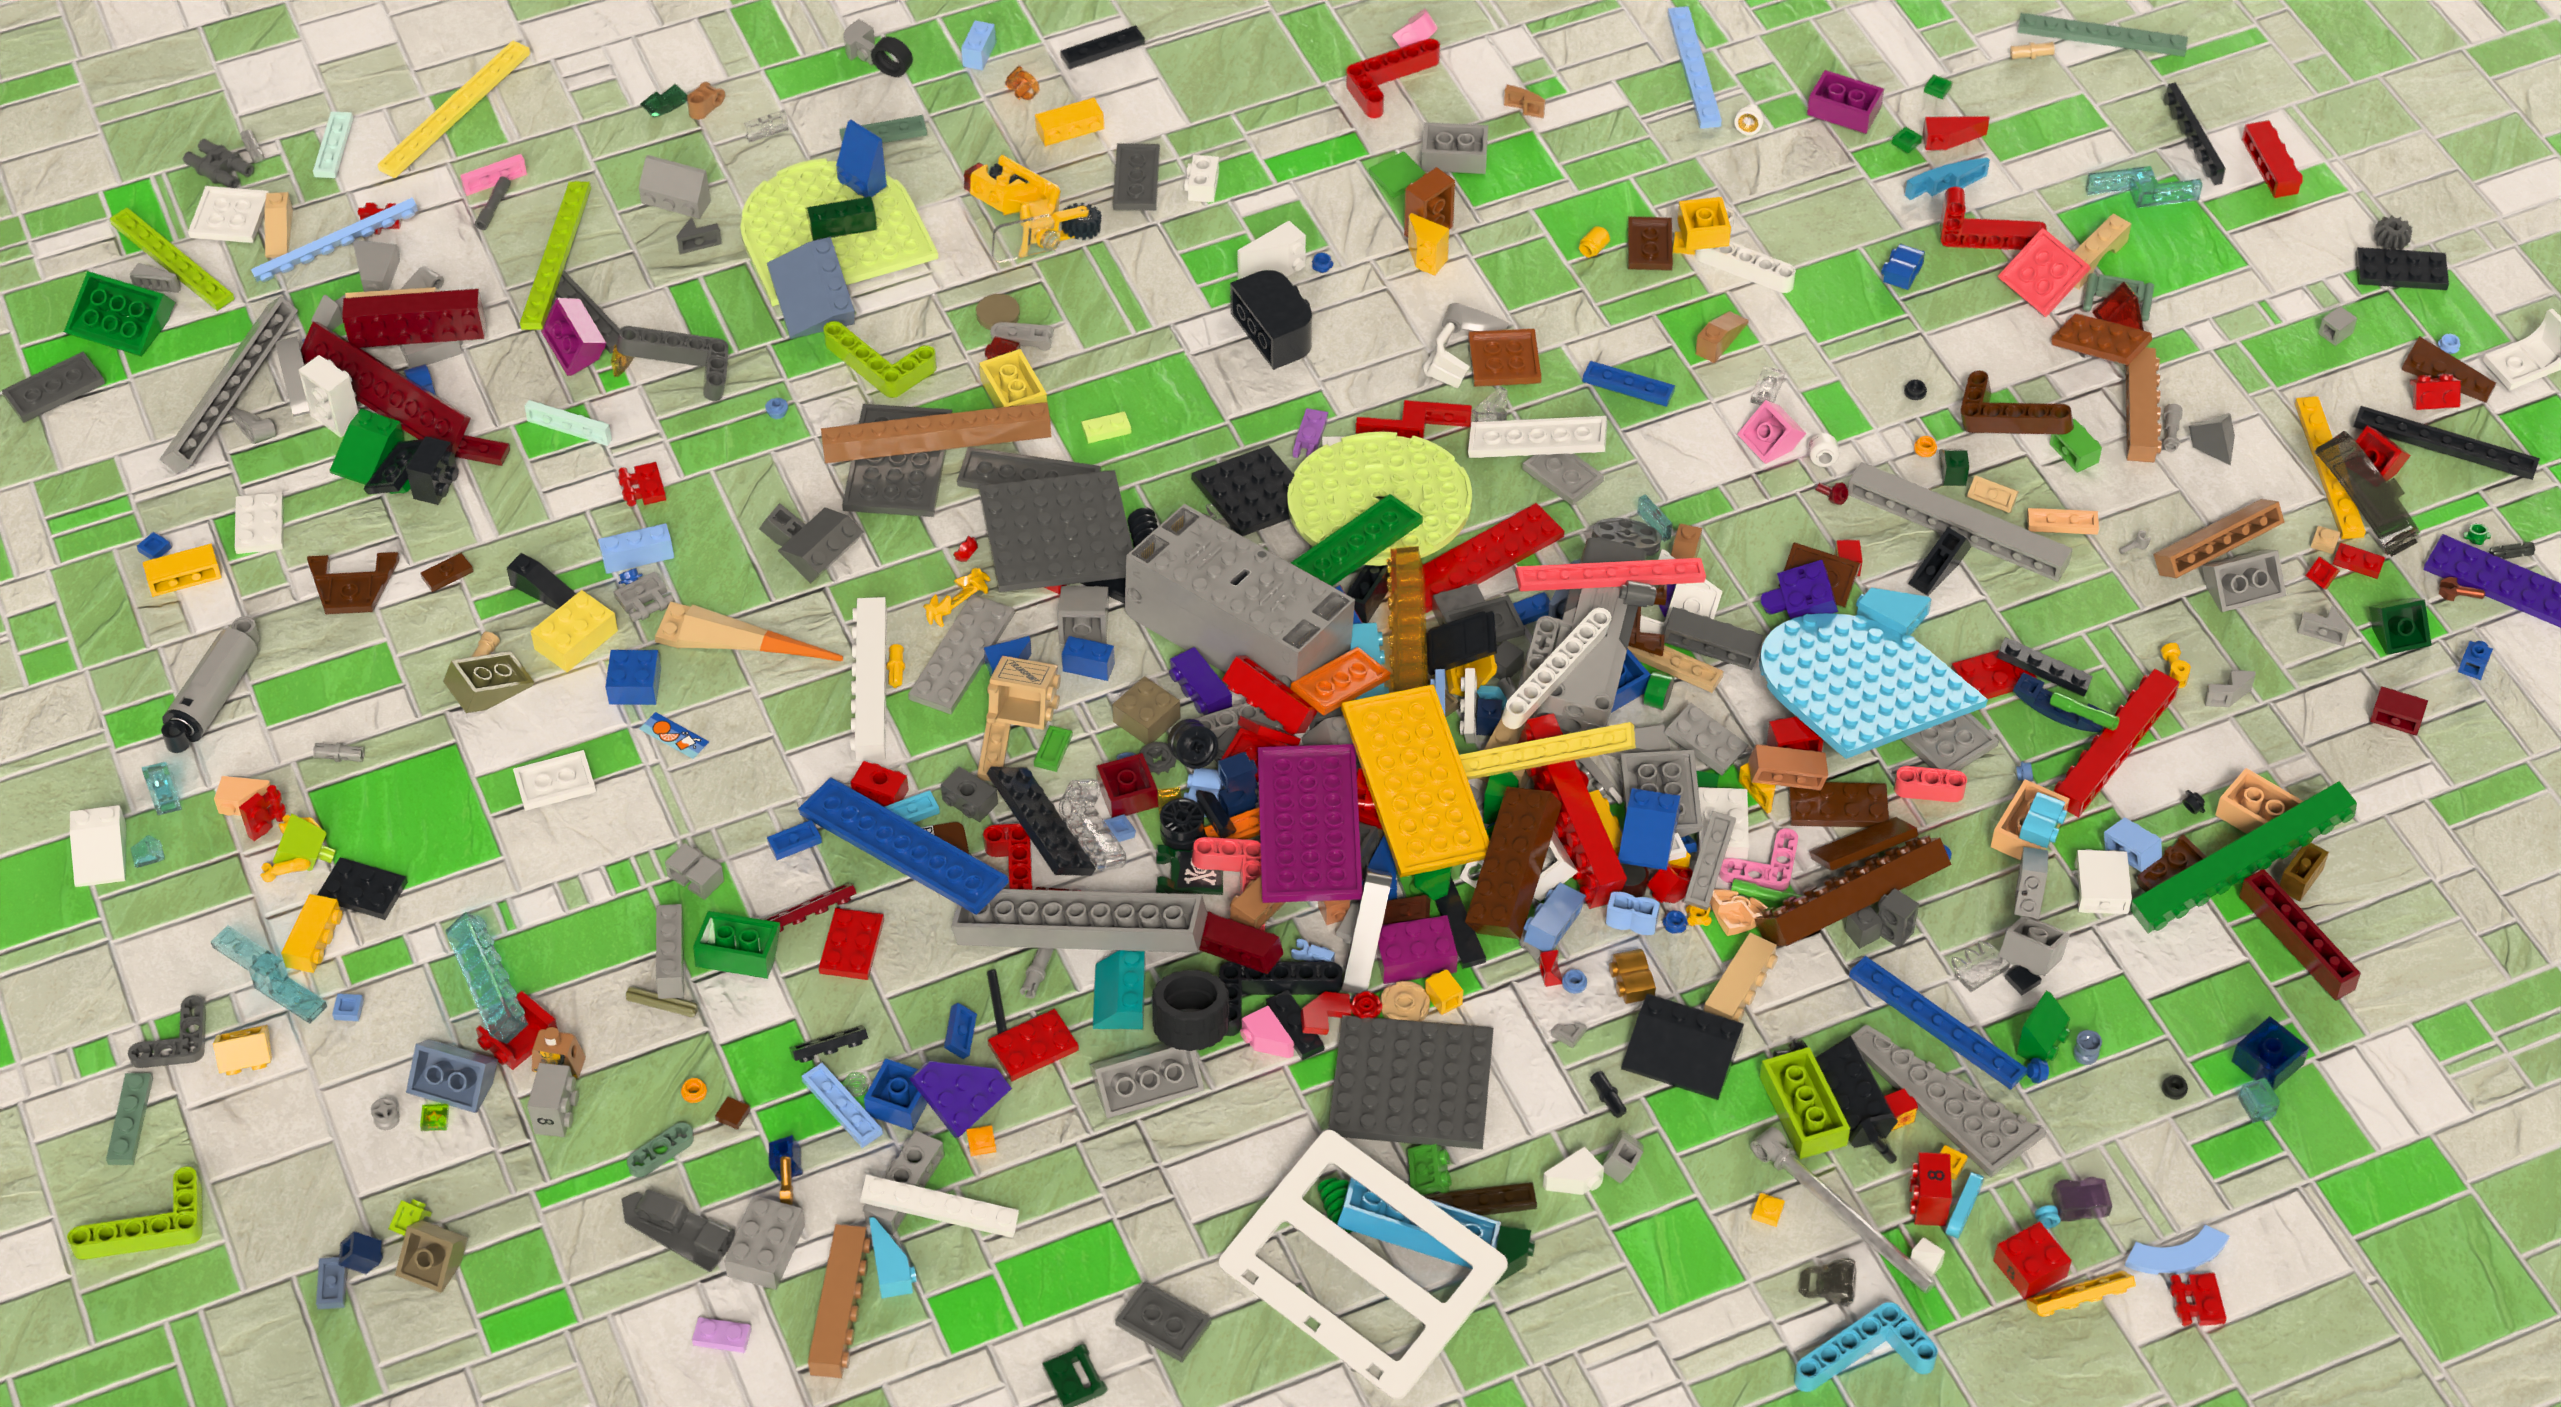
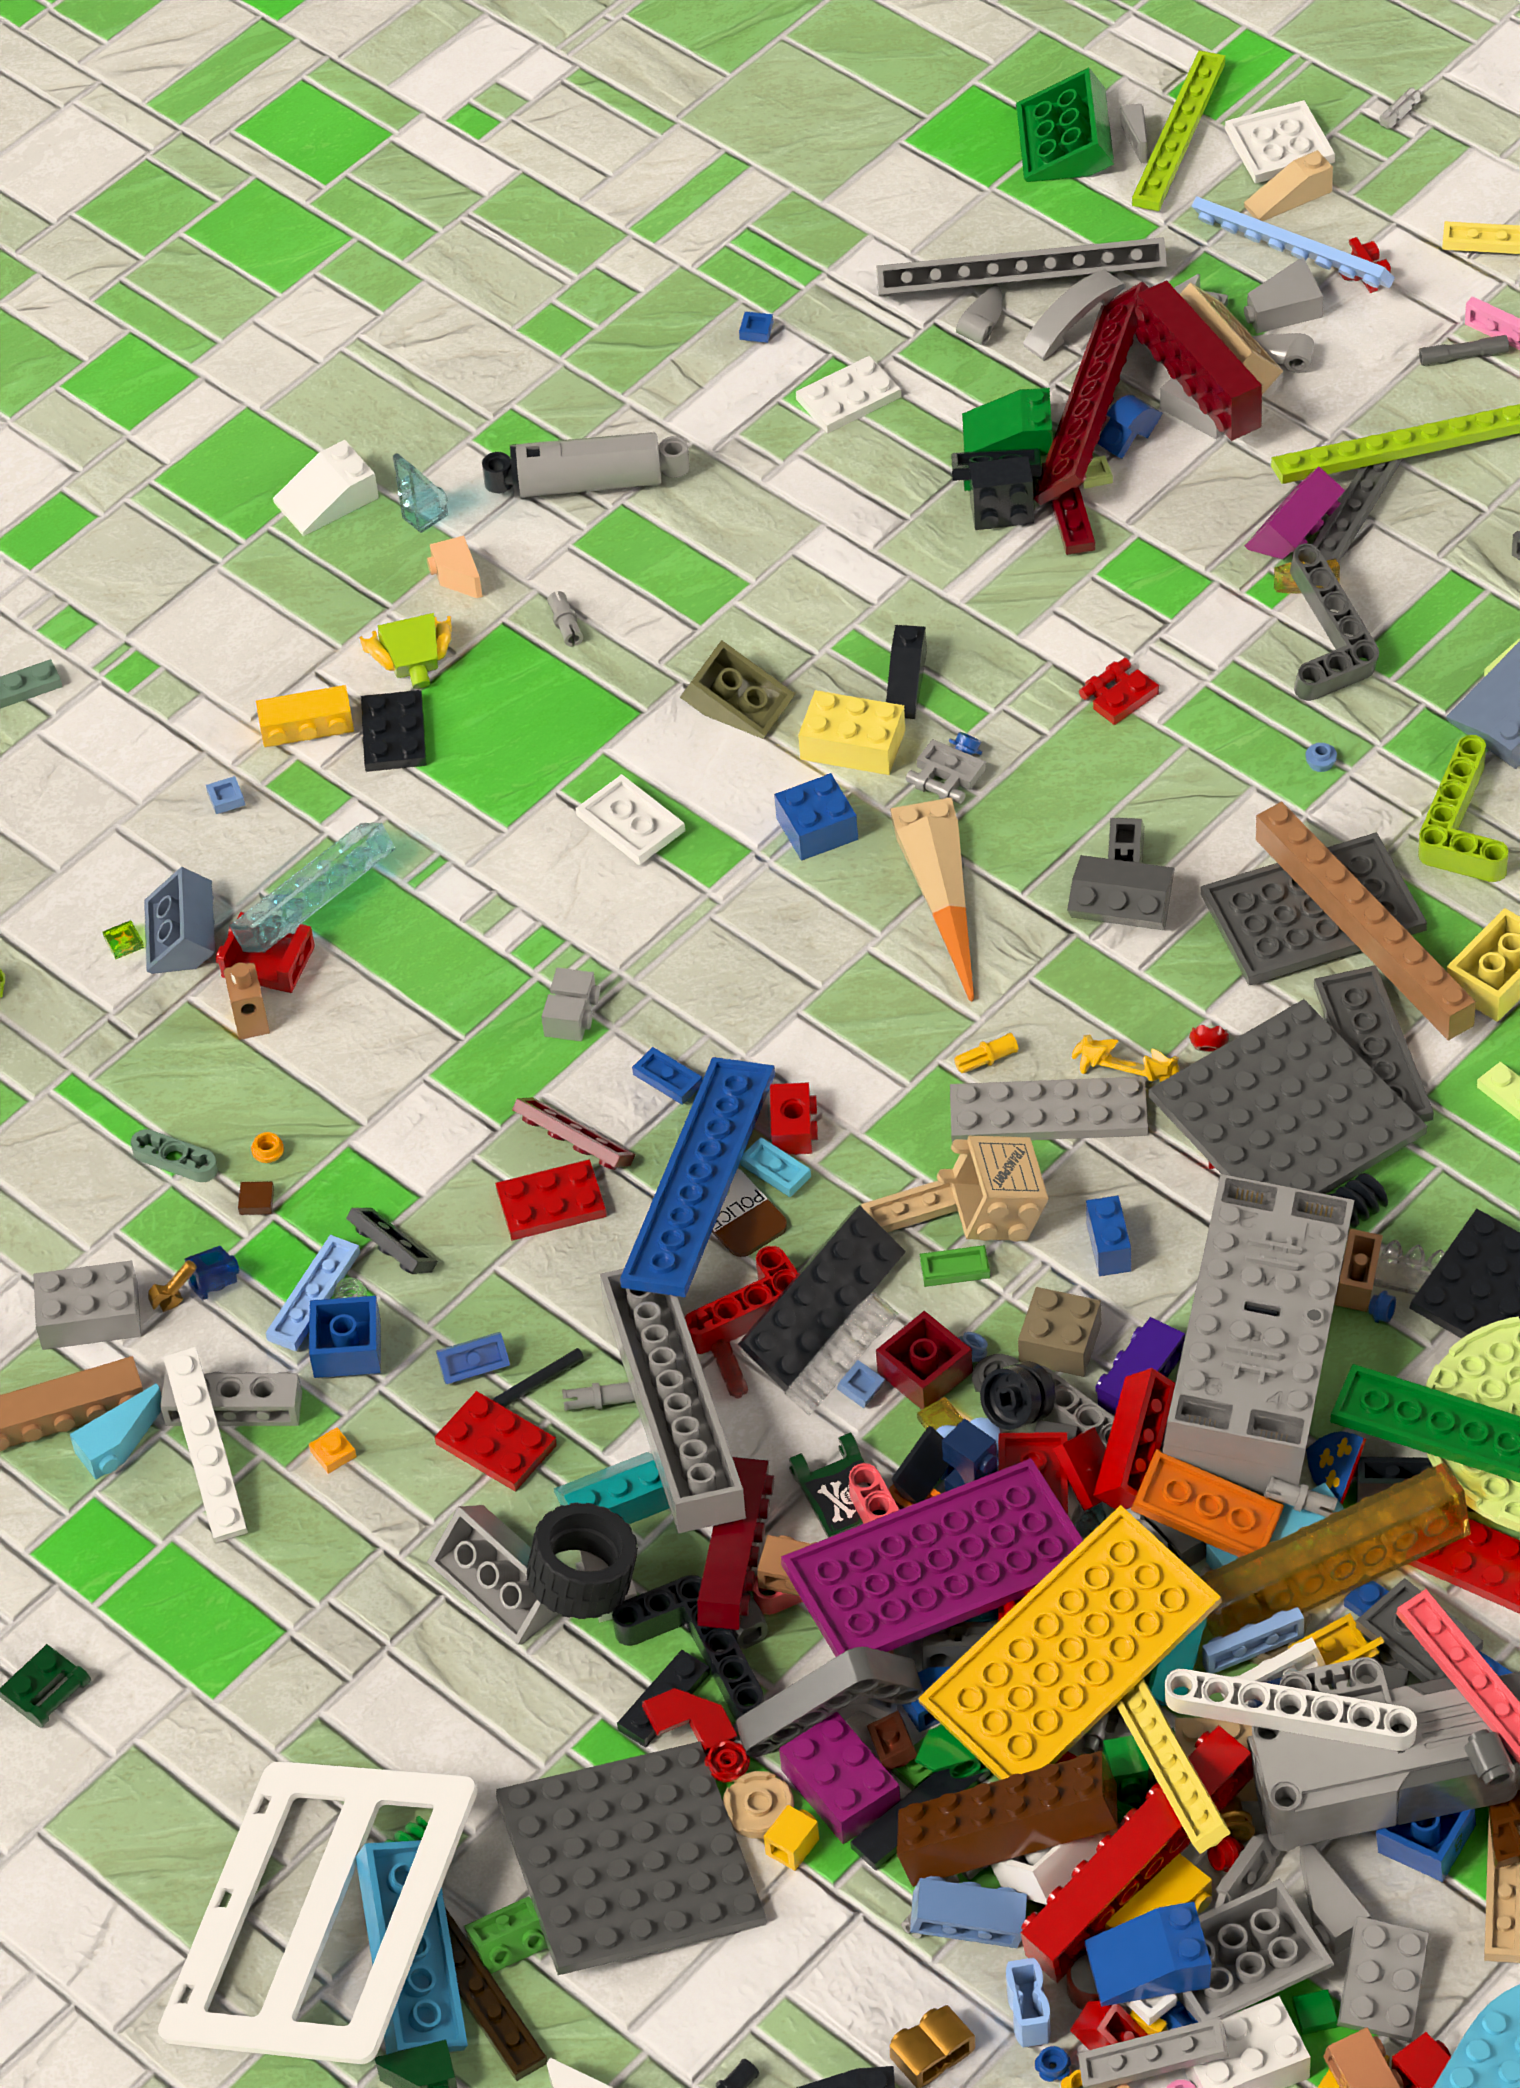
camera: 70 degrees right, 0 degrees up
(53, 387) = (928, 134): dark grey plate -> none
(147, 852) = (346, 534): clear light blue slope -> none
(181, 570) = (736, 364): yellow brick -> none
(181, 1045) = (113, 686): dark grey beam -> none
(218, 164) = (1348, 94): dark grey pin -> none
(243, 1050) = (125, 735): yellow slope -> none
(257, 816) = (425, 592): red plate -> none
(269, 974) = (226, 706): clear light blue bracket -> none
(329, 394) = (1045, 347): white brick -> none
(333, 144) = (1451, 171): light aqua plate -> none
(351, 591) = (796, 517): reddish brown wing -> none
(385, 1113) = (102, 894): light grey wheel -> none
(446, 572) = (877, 584): reddish brown plate -> none
(486, 644) = (790, 668): tan pin -> none
(552, 1100) = (177, 1022): light grey brick -> none
(568, 422) = (1164, 570): light aqua plate -> none
(636, 548) = (1009, 728): light blue brick -> none
(669, 951) = (435, 1031): light grey brick -> none
(671, 1004) = (375, 1062): olive axle -> none
(674, 735) = (765, 897): sticker -> none
(677, 1229) = (75, 1217): dark grey panel -> none
(736, 944) = (479, 1088): green slope -> none
(870, 679) = (940, 1039): white brick -> none
(959, 1092) = (373, 1392): dark purple plate -> none
(969, 794) = (827, 1206): dark grey brick -> none
(1016, 648) = (1063, 1156): blue slope -> none
(1083, 613) = (1171, 1197): light grey slope -> none
(1163, 1321) = (156, 1741): dark grey plate -> none
(1181, 823) = (893, 1437): black wheel -> none
(1266, 1033) = (630, 1669): bright pink slope -> none
(1312, 953) = (774, 1678): light blue plate -> none
(1359, 634) = (1300, 1497): none -> light grey pin
(1455, 599) = (1451, 1592): flat silver brick -> none
(1461, 641) = (1357, 1616): black piece -> none
(1549, 968) = (894, 1945): red slope -> none
(1569, 1033) = (807, 2011): light grey tile -> none
(1574, 976) = (887, 1974): medium blue plate -> none
(1658, 690) = (1434, 1888): green piece -> none

